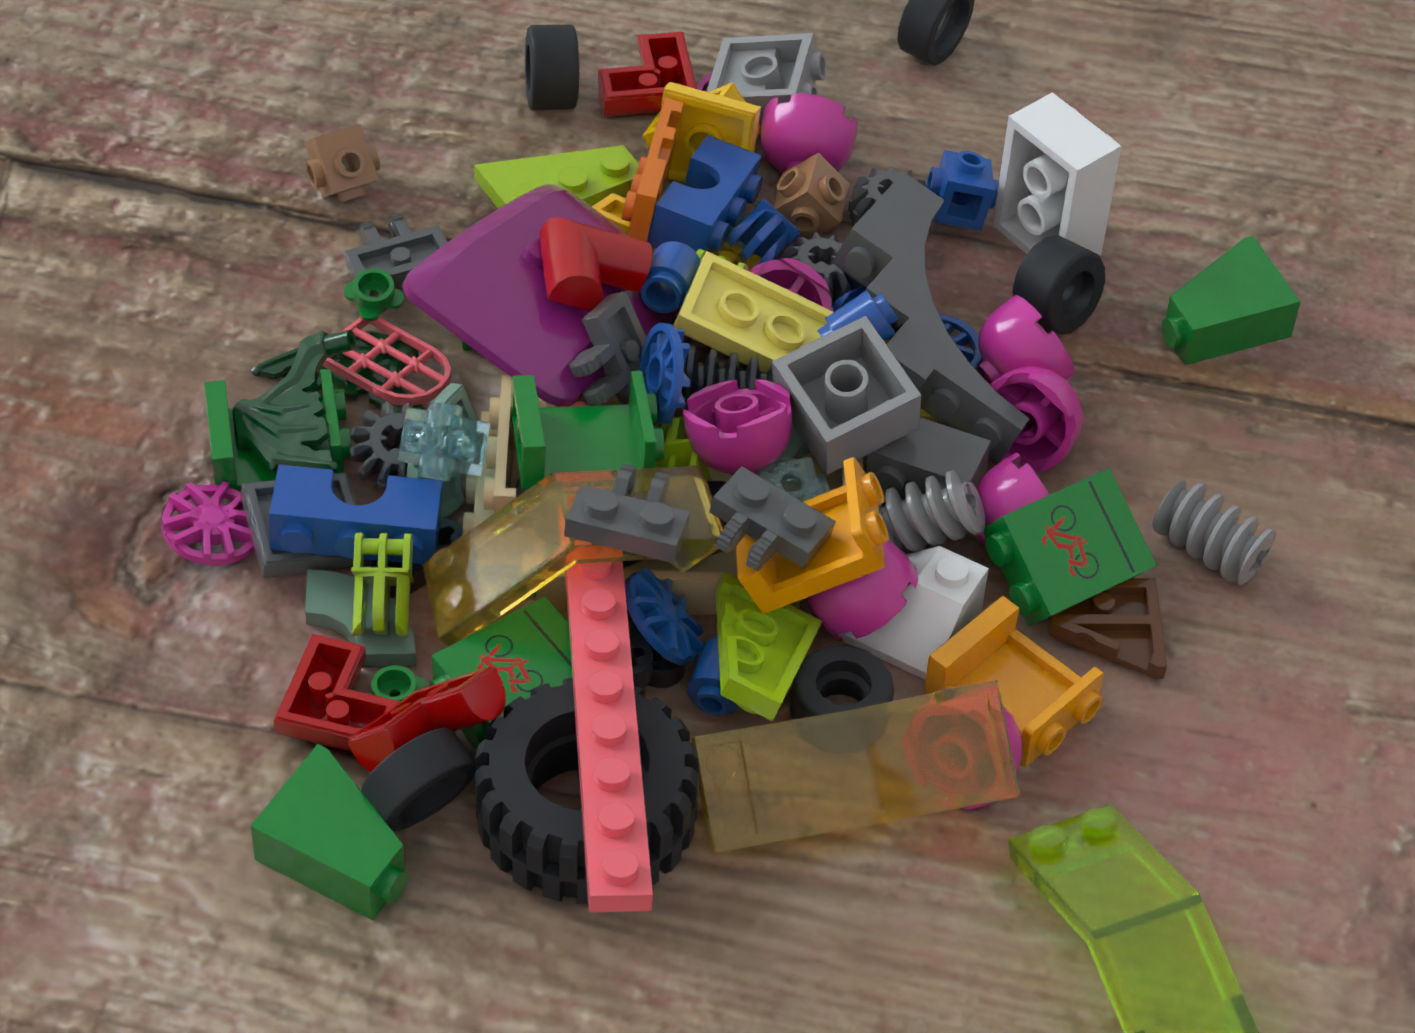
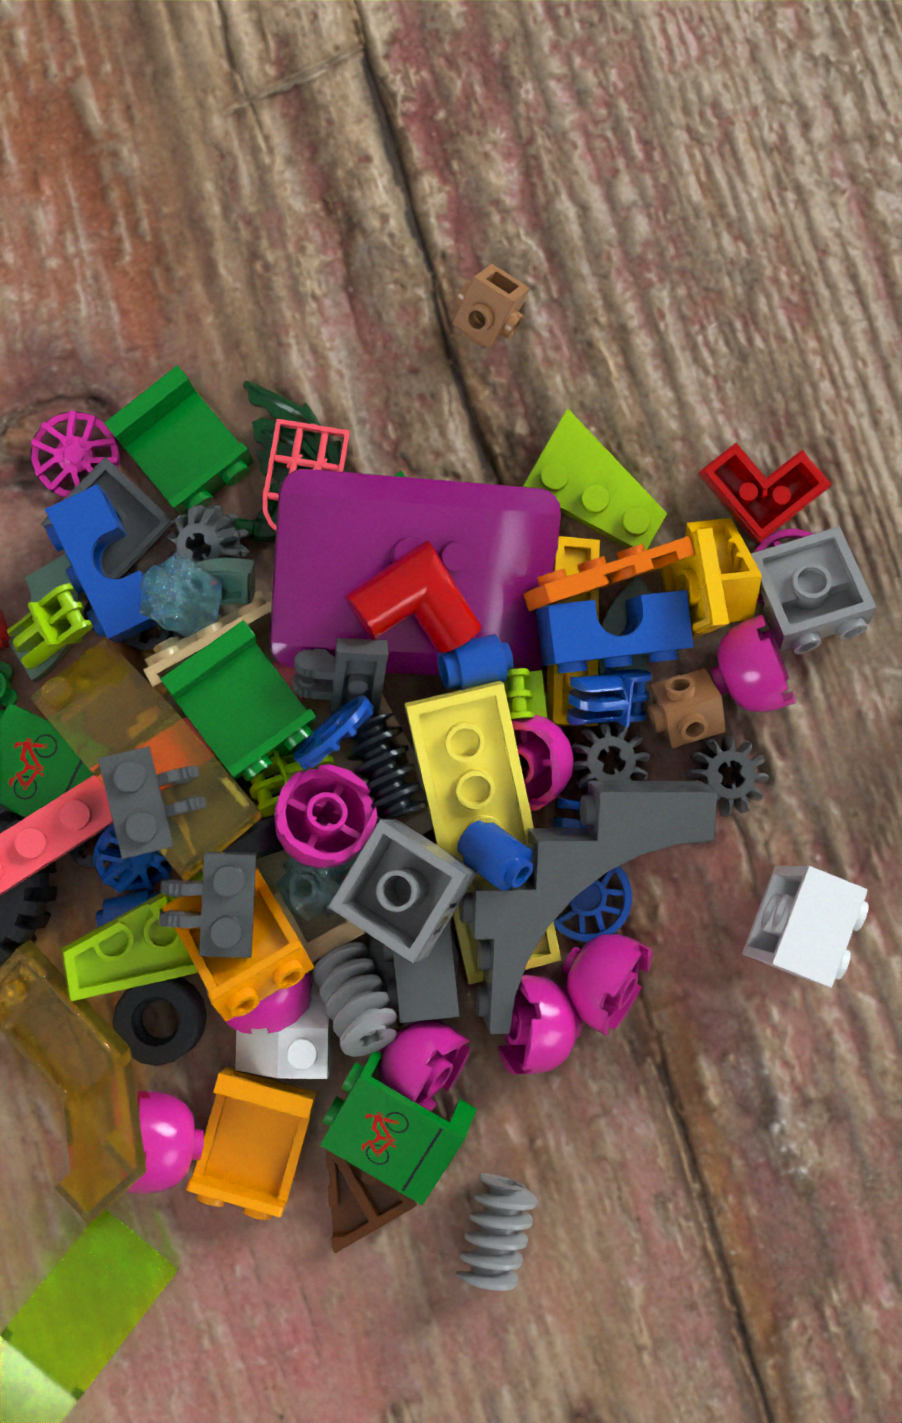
camera: 65 degrees right, 35 degrees up
(287, 416) = (188, 443): dark green animal -> none
(373, 282) = (357, 413): green plate -> none
(396, 254) = (421, 418): dark grey hinge -> none
(552, 67) = (714, 401): black tyre -> none
(966, 186) = (778, 831): blue brick -> none
(1061, 283) = (706, 971): black tyre -> none
(1230, 306) = (782, 1124): green slope -> none

